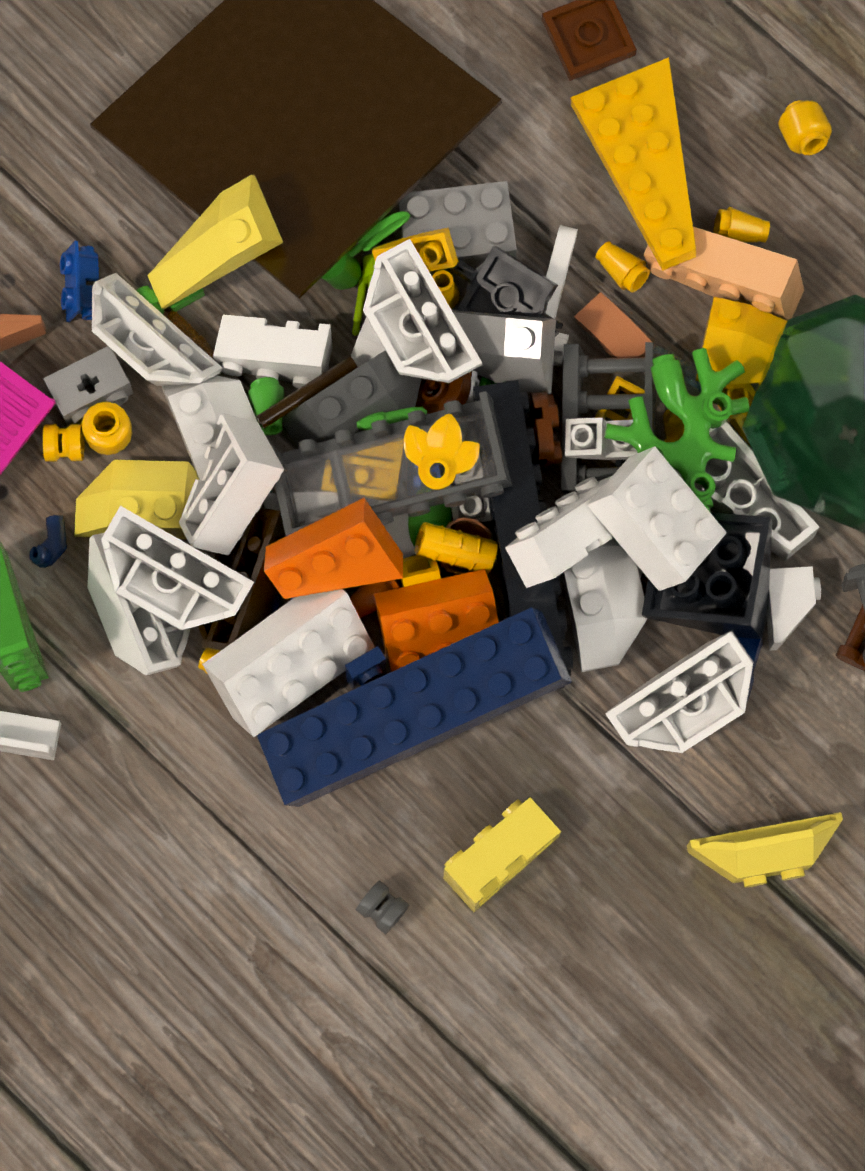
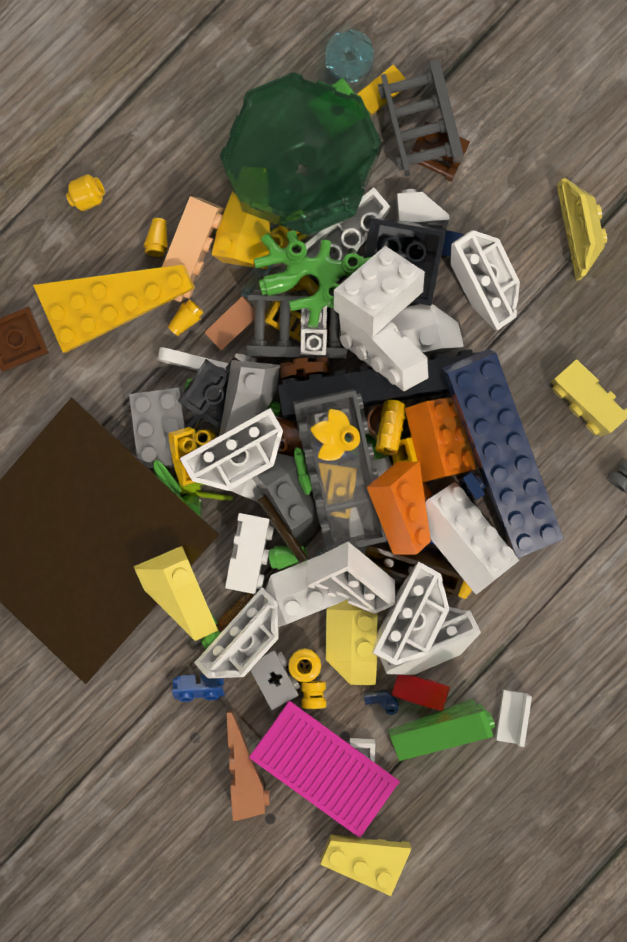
camera: 90 degrees left, 10 degrees up
(62, 598) = (421, 691): none -> red slope

